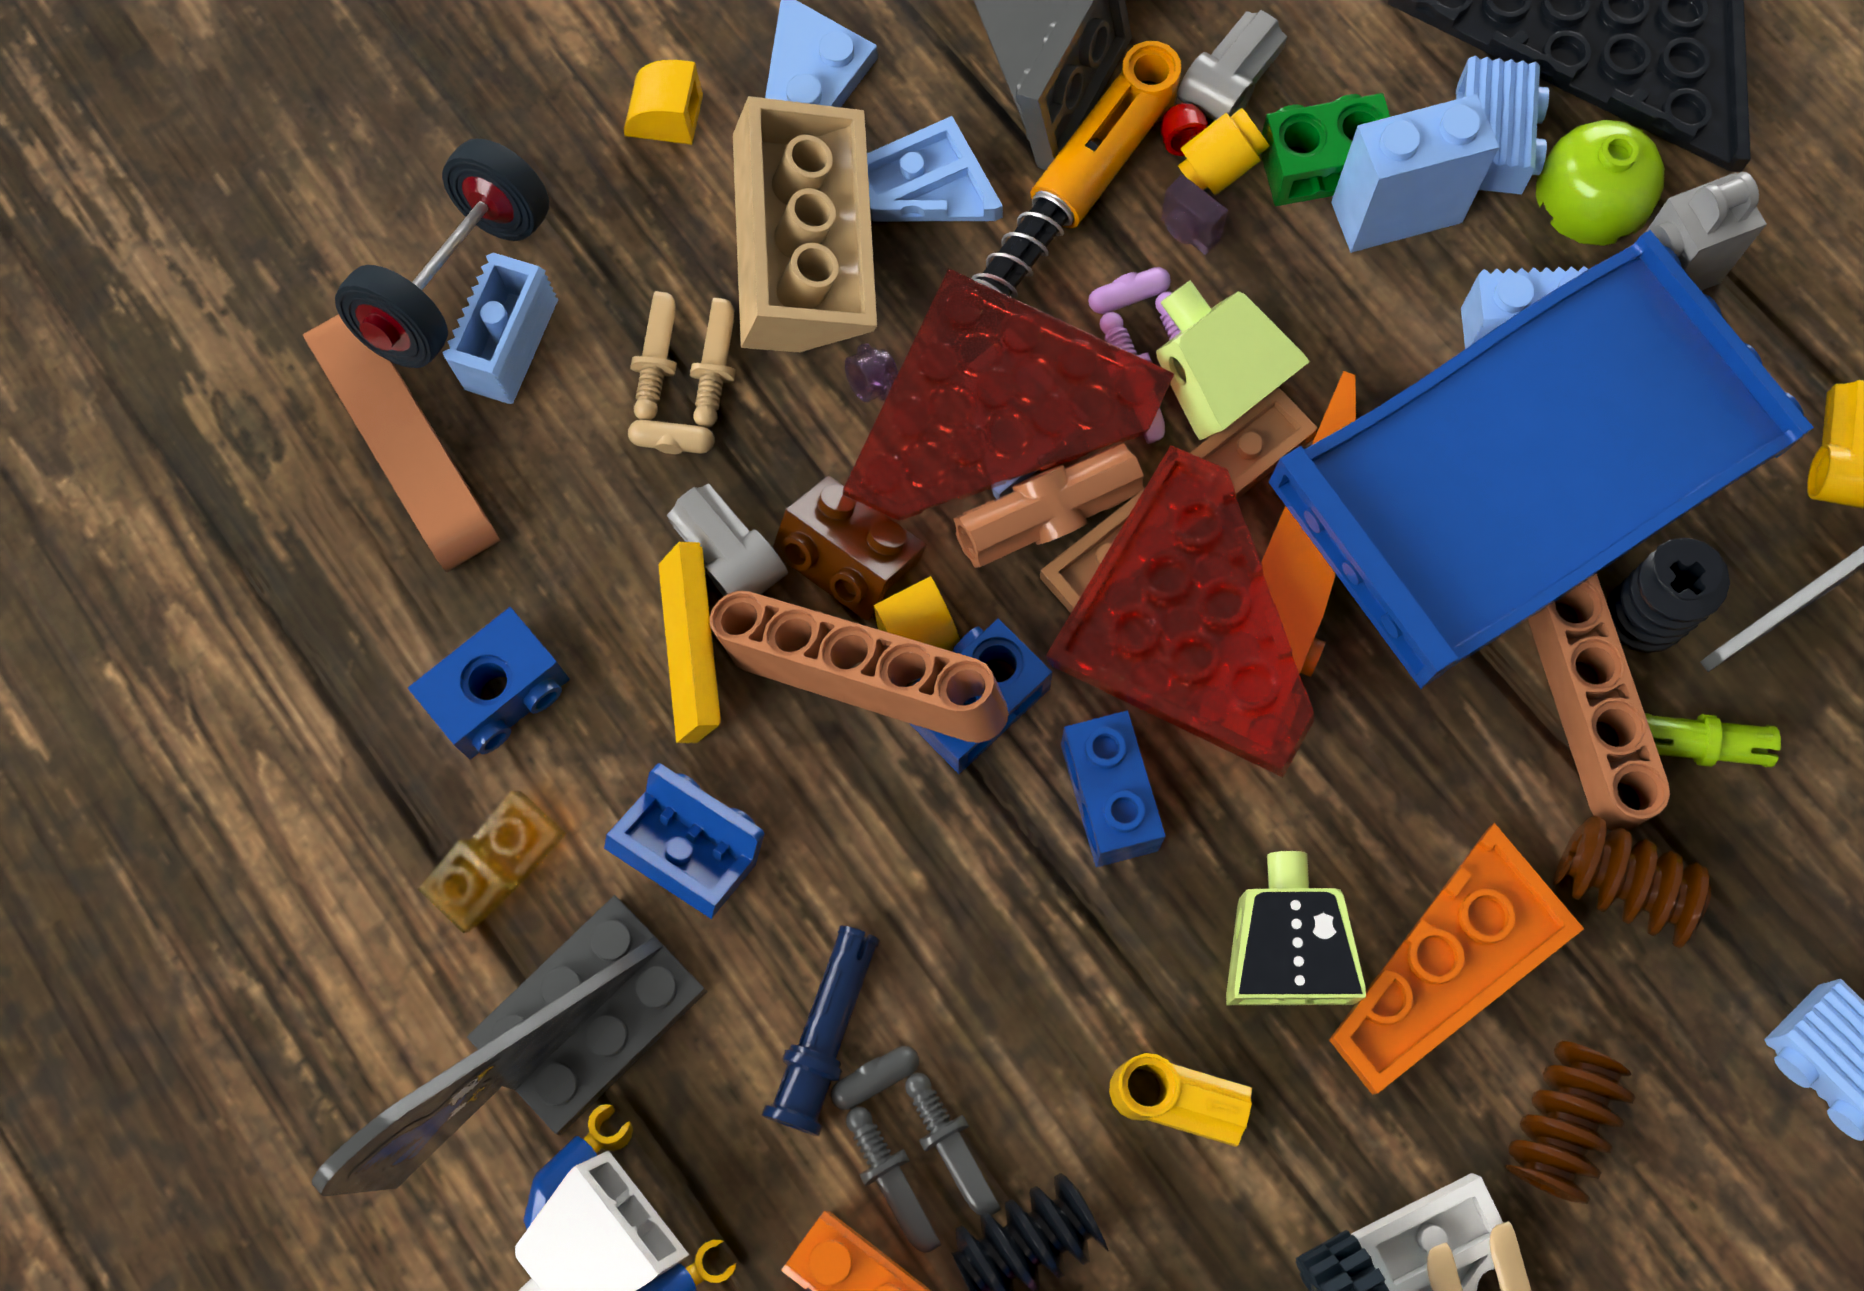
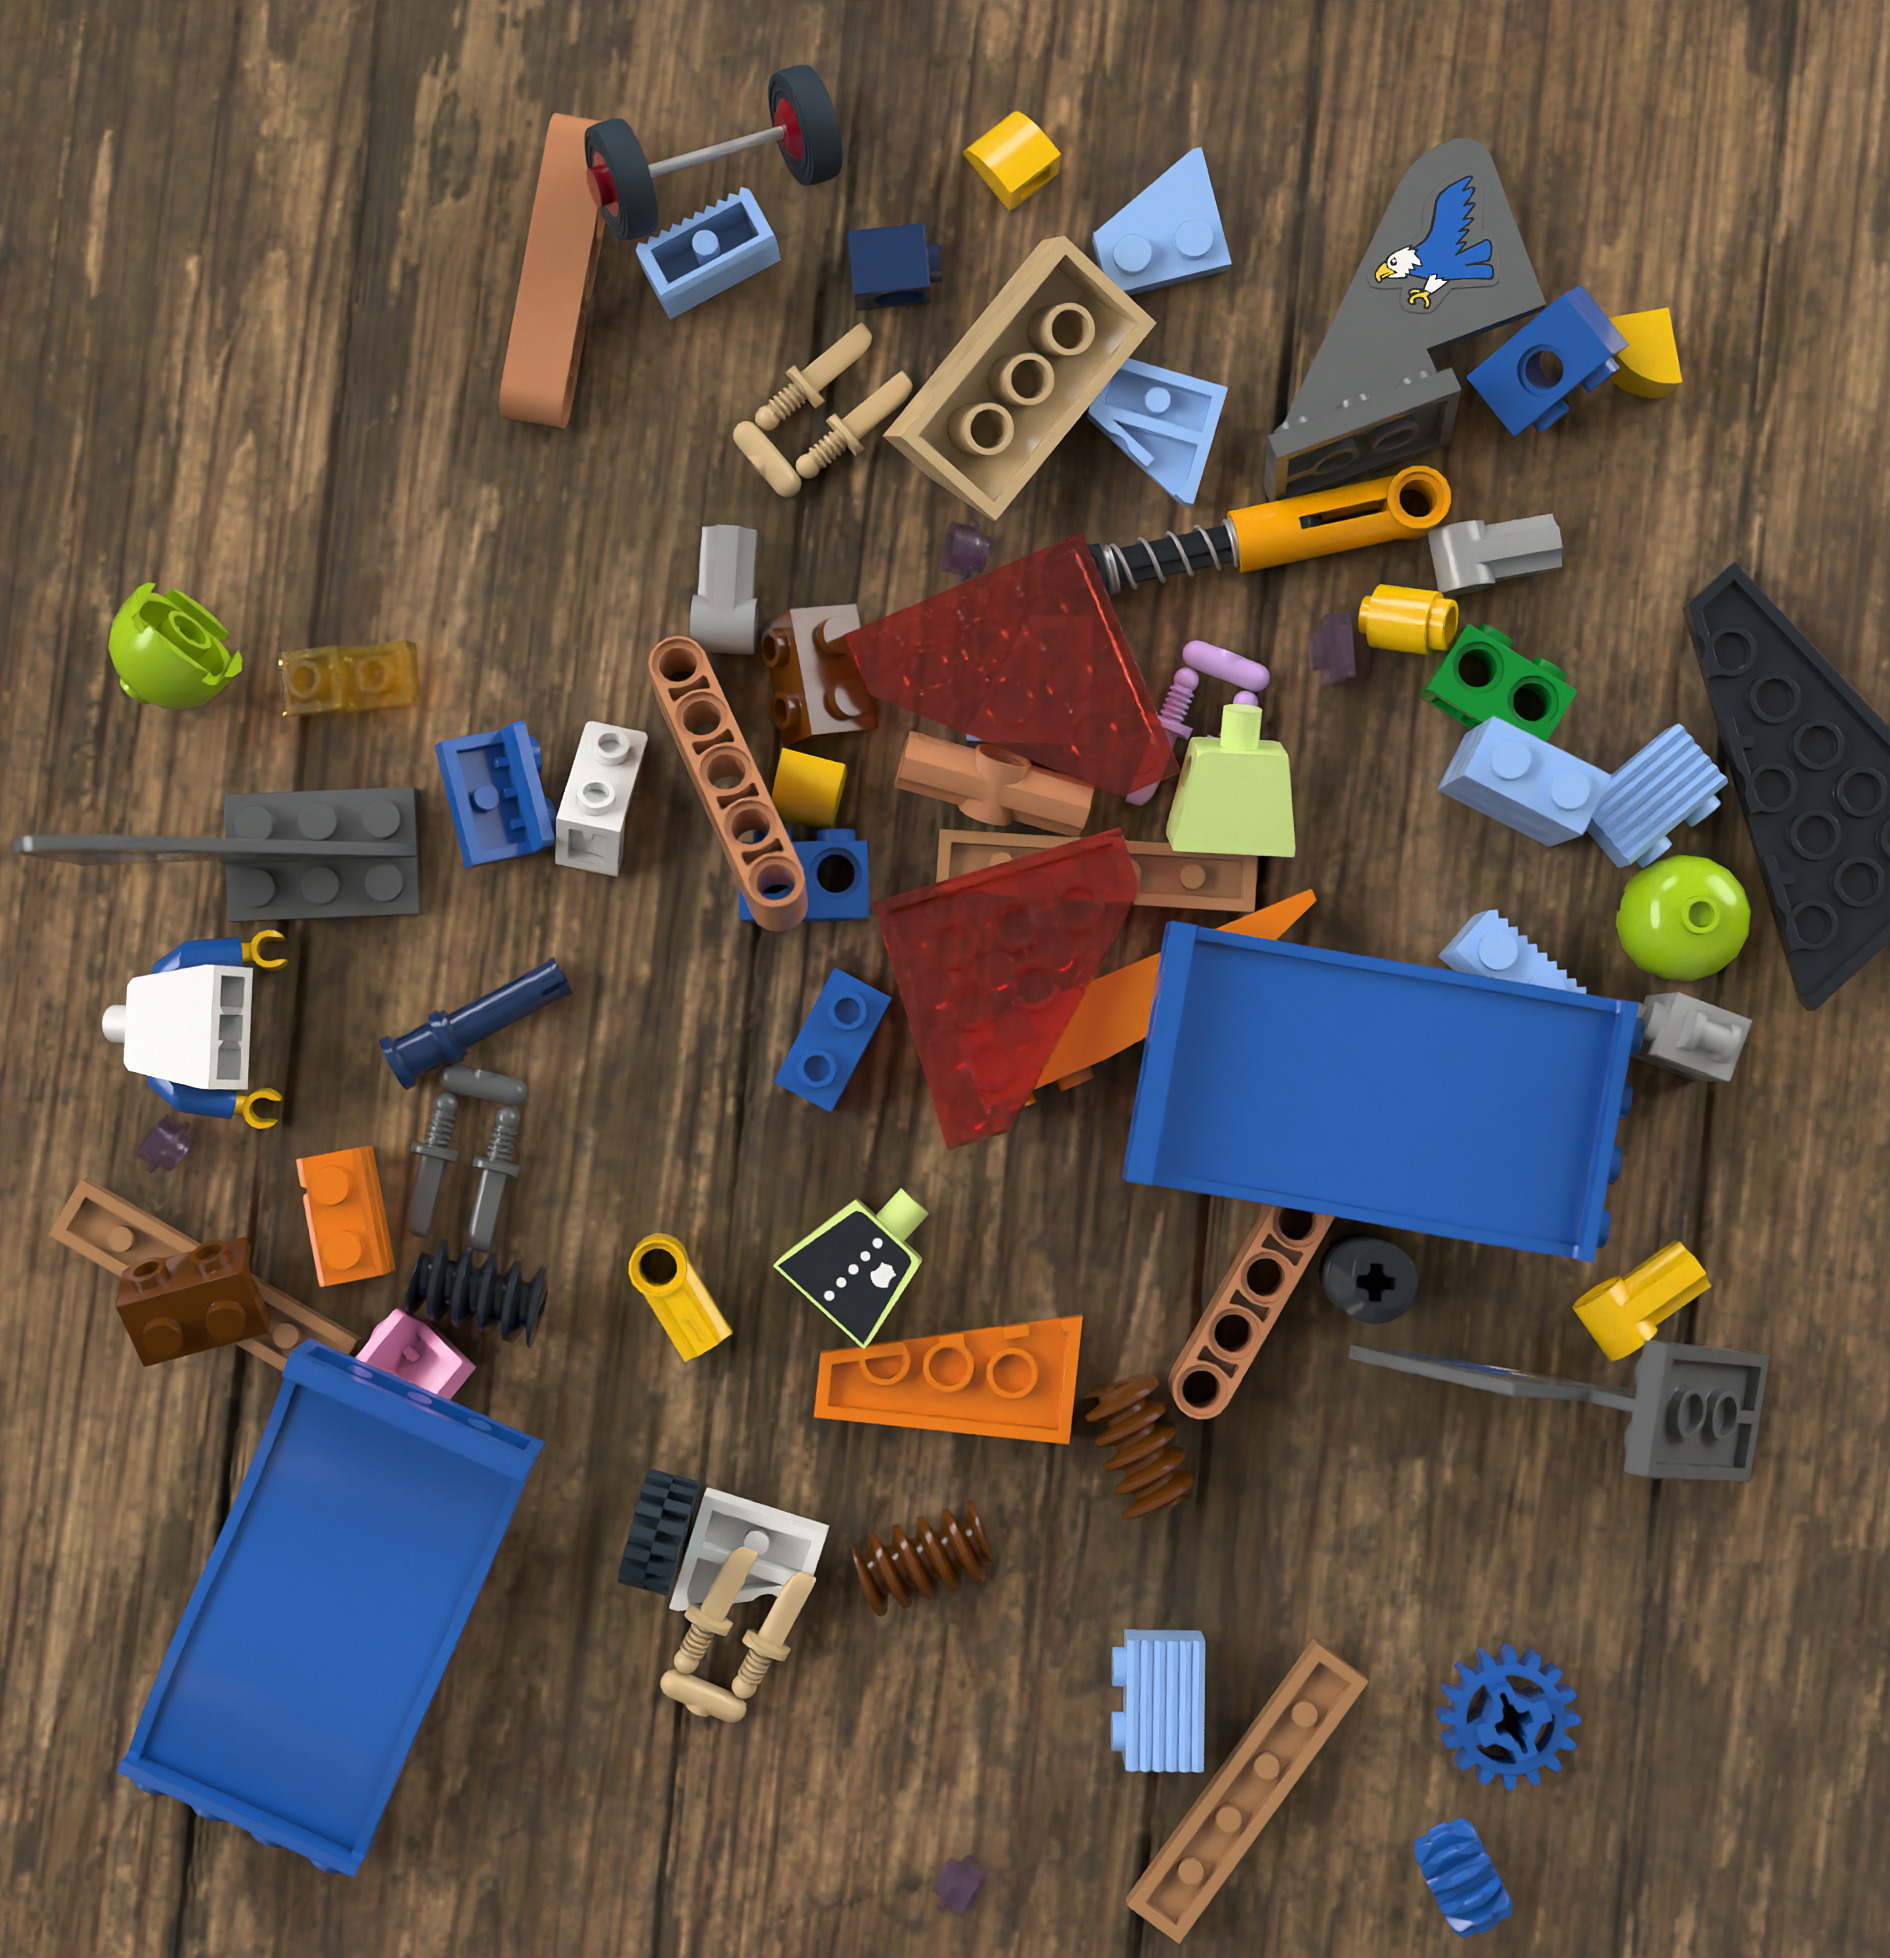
camera: 40 degrees right, 15 degrees up
(327, 962) = (170, 650): none -> lime cylinder
(455, 685) = (426, 523): blue brick -> none
(642, 235) = (893, 266): none -> dark blue brick
(689, 643) = (631, 643): yellow tile -> none
(769, 777) = (598, 798): none -> white bracket
(1181, 125) = (1405, 565): red hinge -> none
(1713, 741) = (1302, 1401): lime pin -> none

